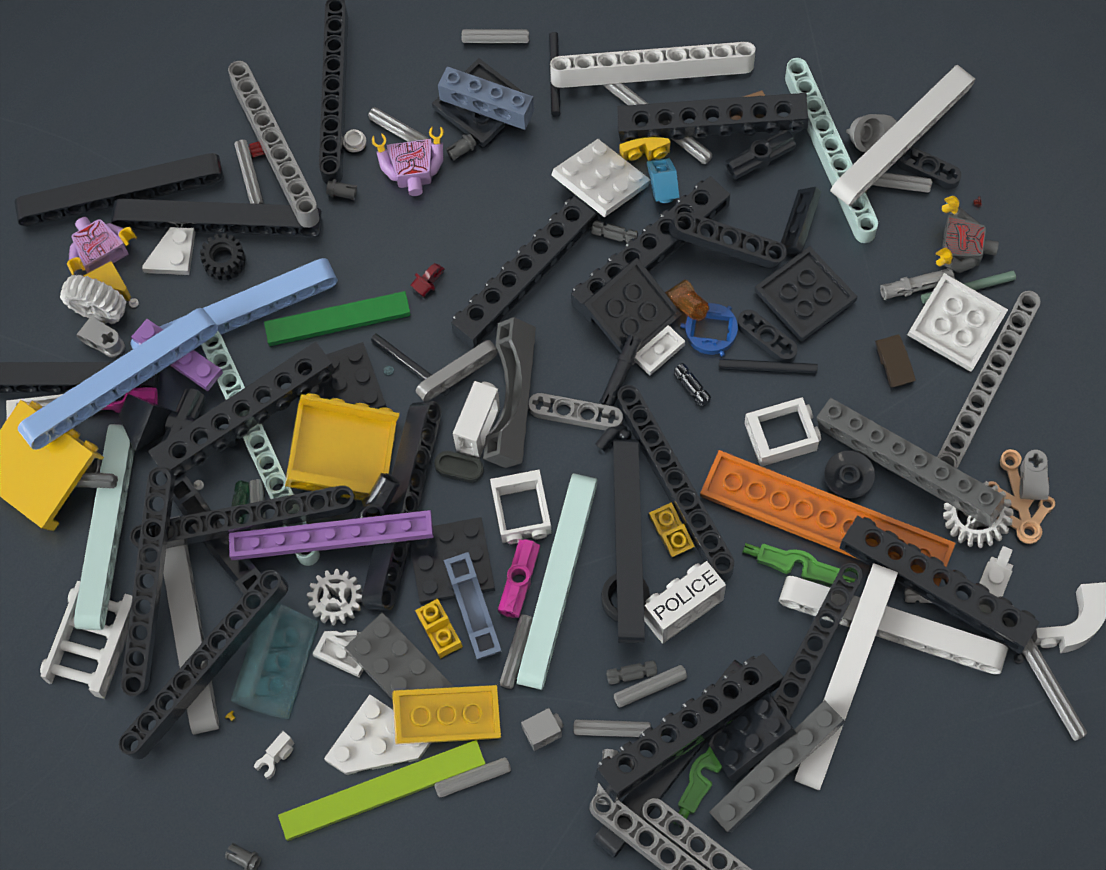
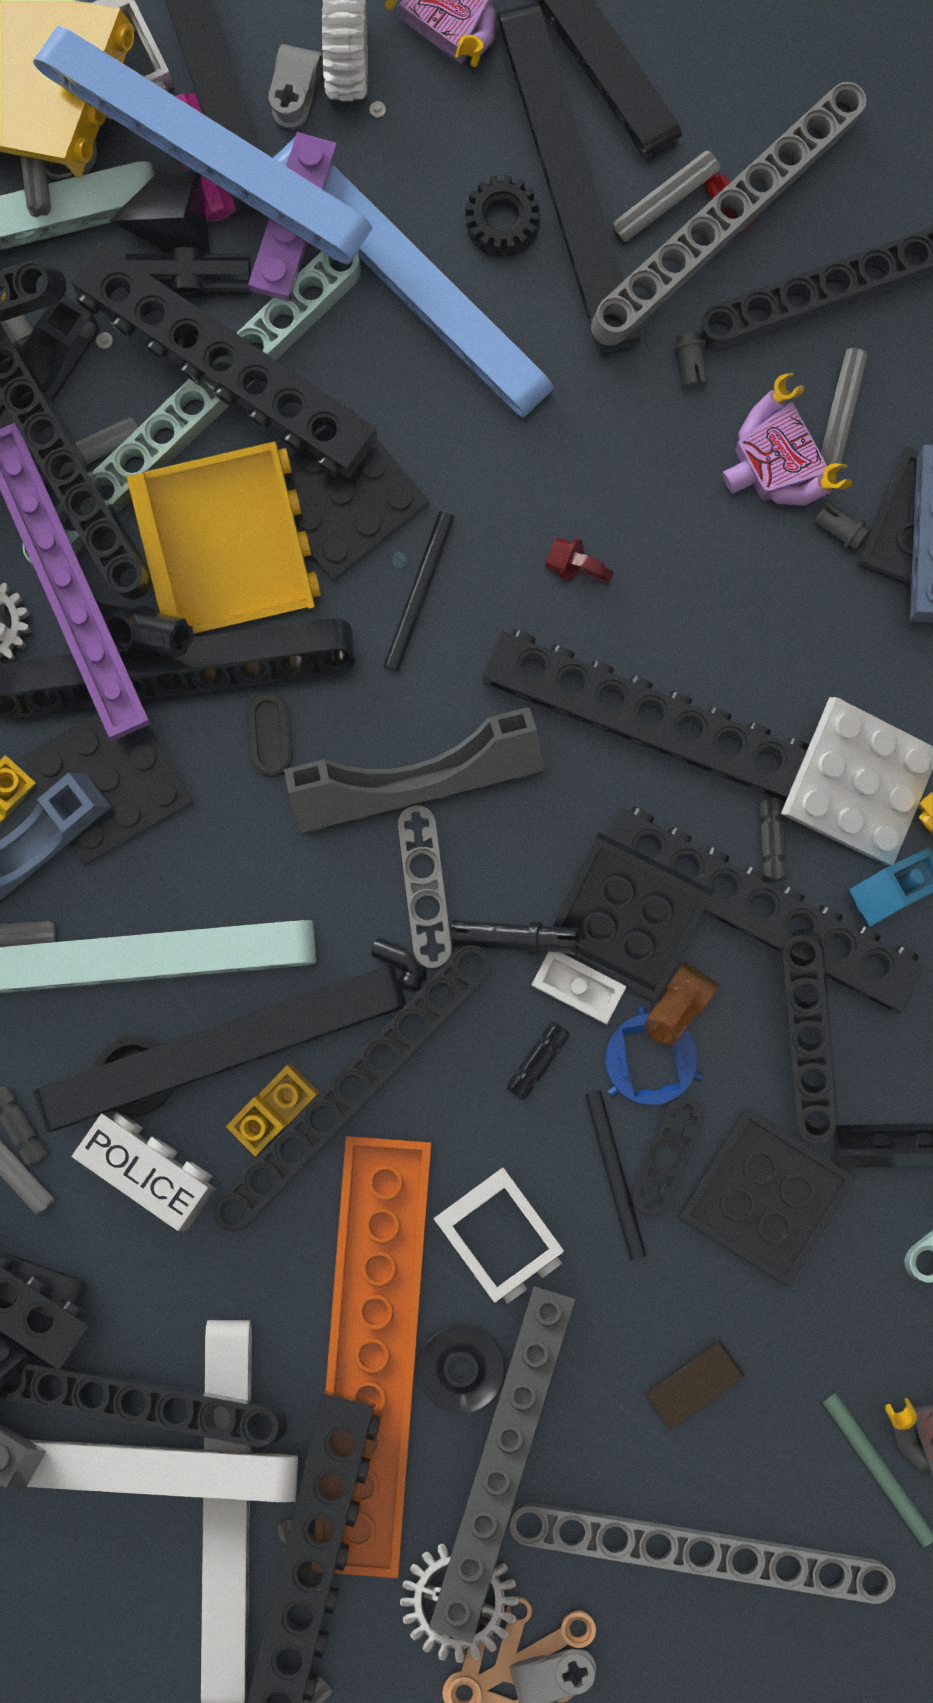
camera: 75 degrees right, 15 degrees up
(108, 274) = (395, 53): yellow slope -> none
(172, 253) = (485, 133): white wing -> none
(240, 498) = (94, 414): clear green axle -> none
(337, 318) = (459, 444): green tile -> none
(354, 141) = (792, 345): white plate -> none
(456, 370) = (424, 670): light grey beam -> none
(476, 419) = (345, 734): white window -> none
(514, 484) = (178, 867): white window -> none
(522, 564) = (80, 898): dark pink piece -> none
(785, 560) = (282, 1309): bright green piece -> none
(907, 286) = (846, 1372): light grey pin -> none
(957, 322) = (799, 1470): white plate -> none
(996, 575) = (363, 1659): white hinge -> none

